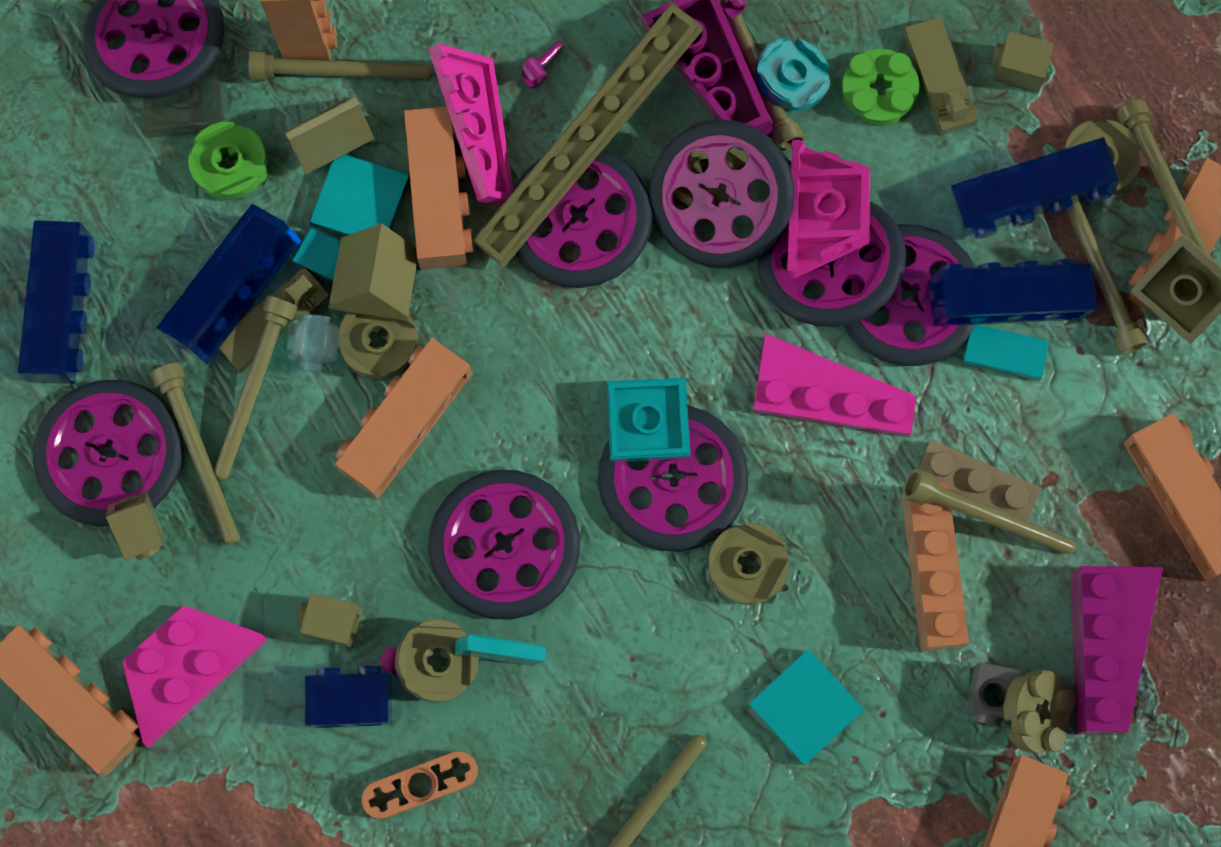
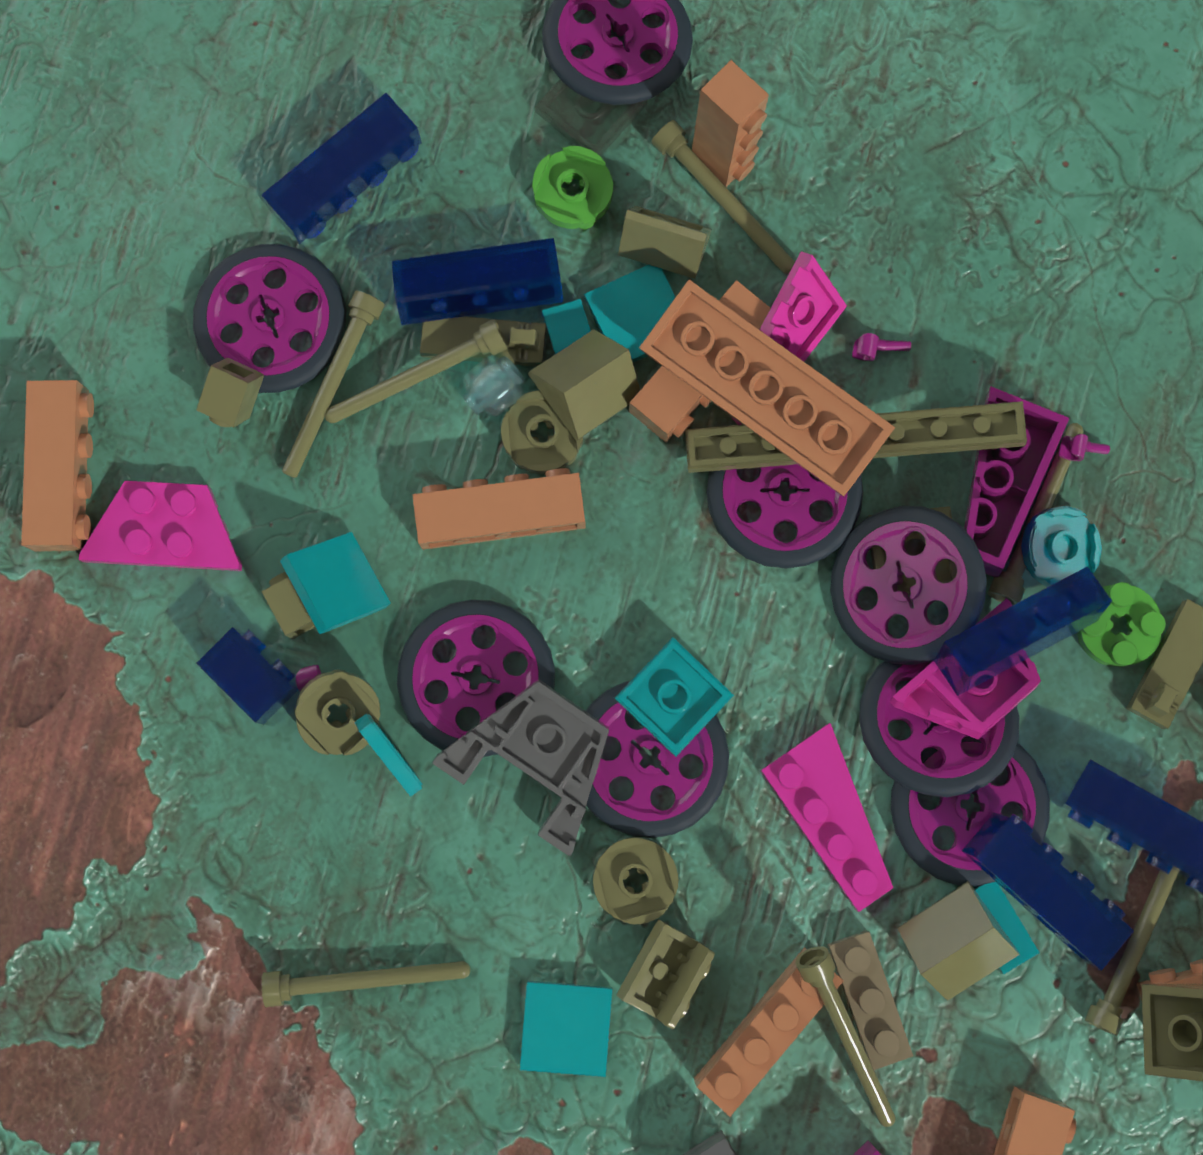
camera: 45 degrees right, 5 degrees up
(343, 576) = (335, 582): none -> teal tile
(387, 786) = (213, 765): nougat beam -> none
(498, 157) = (766, 388): none -> nougat plate
(598, 531) = (547, 741): none -> dark grey wing
(824, 147) = (1022, 630): none -> clear blue brick
(832, 601) = (666, 974): none -> olive bracket
(991, 386) = (956, 941): none -> olive slope

